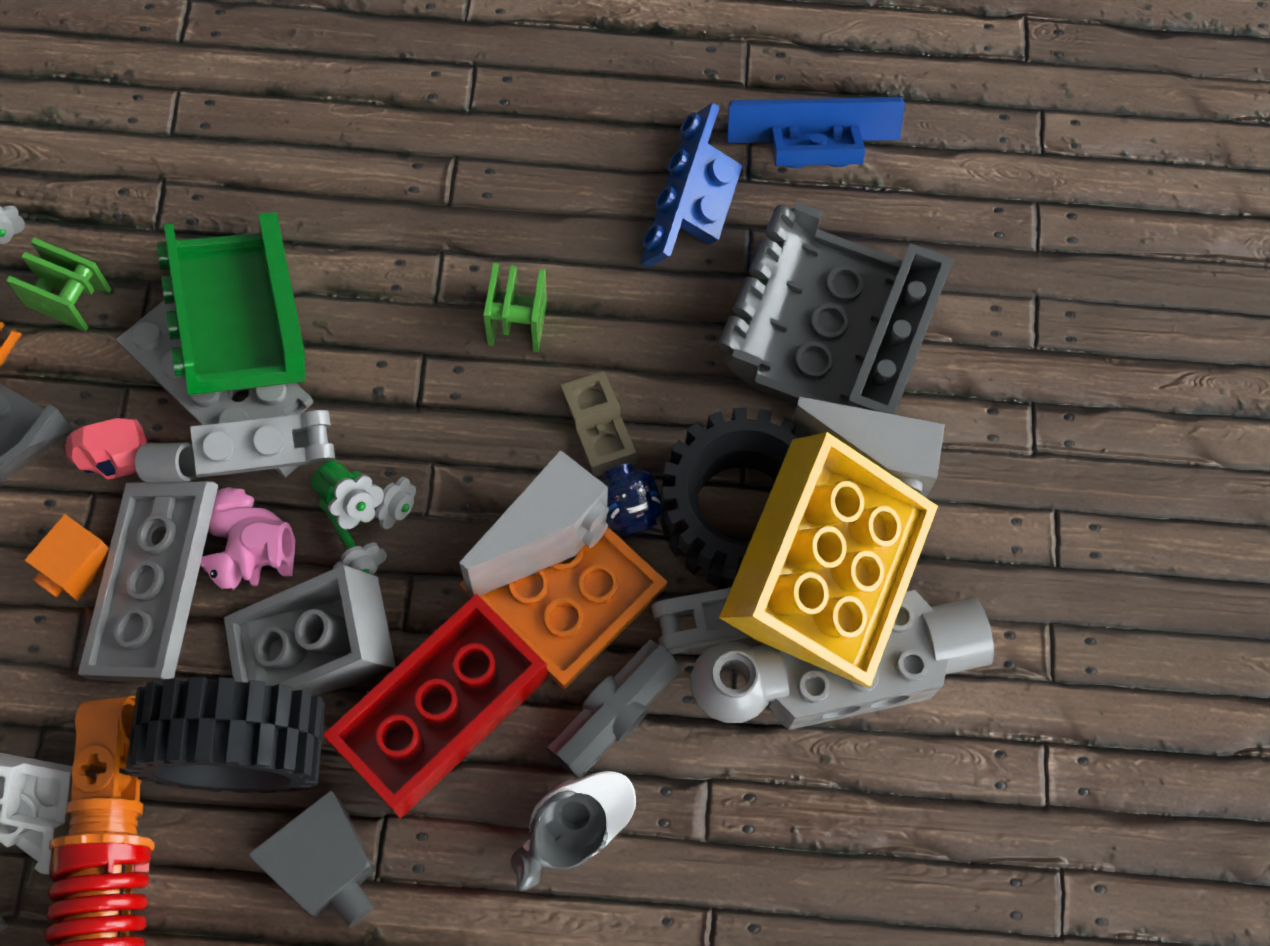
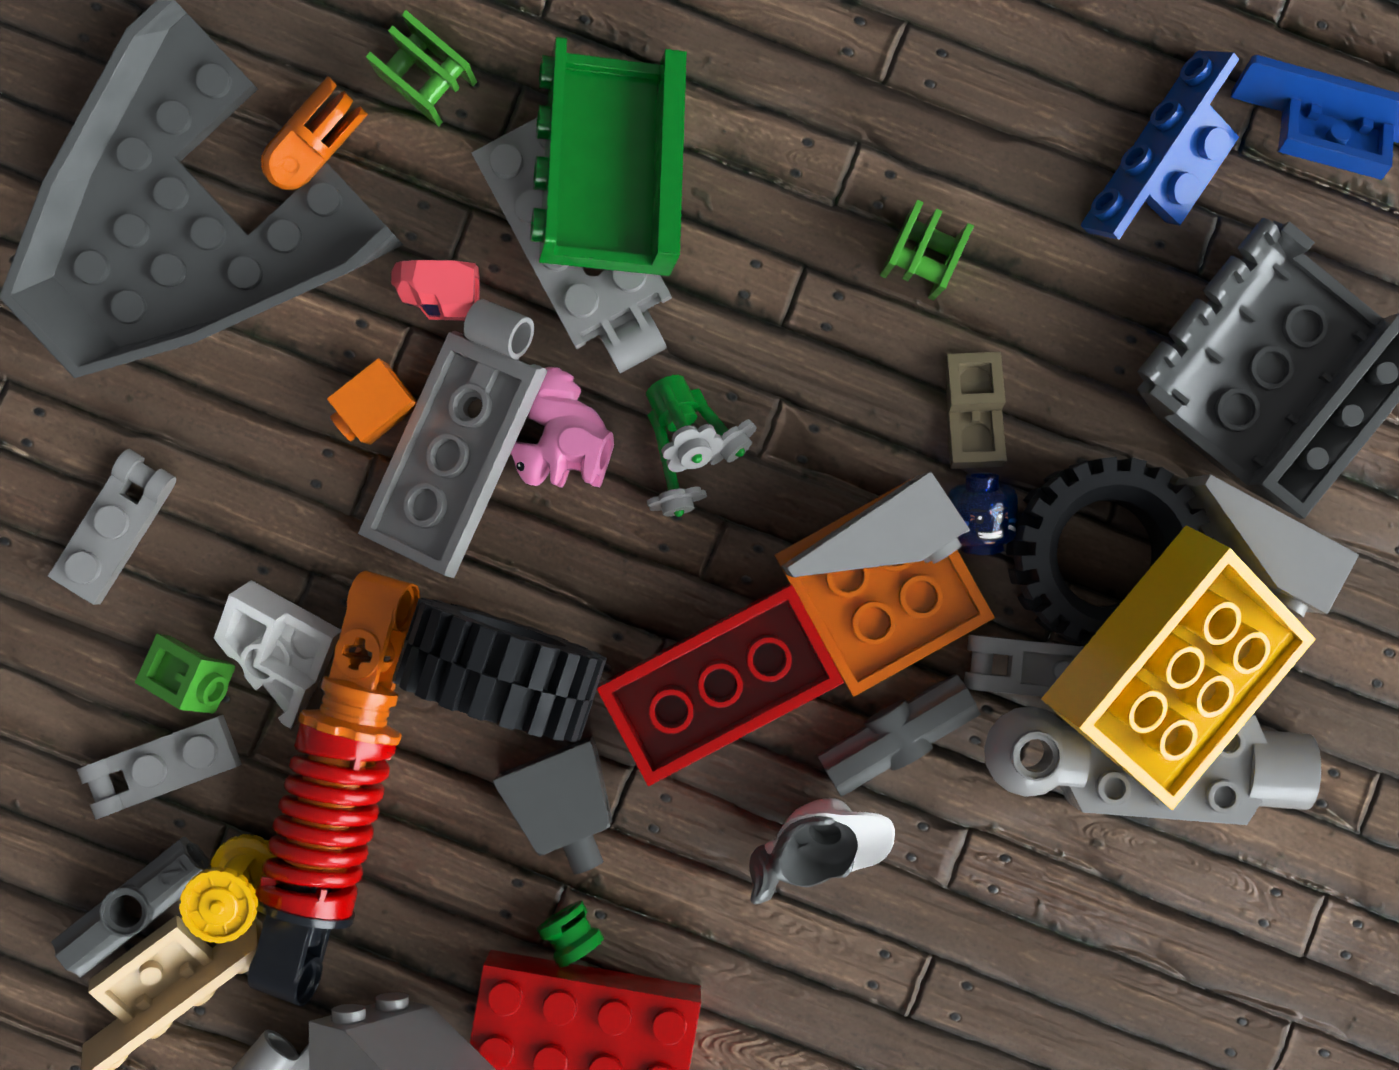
camera: 20 degrees right, 20 degrees up
(260, 444) = (604, 340): light grey plate -> none
(314, 634) = (603, 567): light grey slope -> none

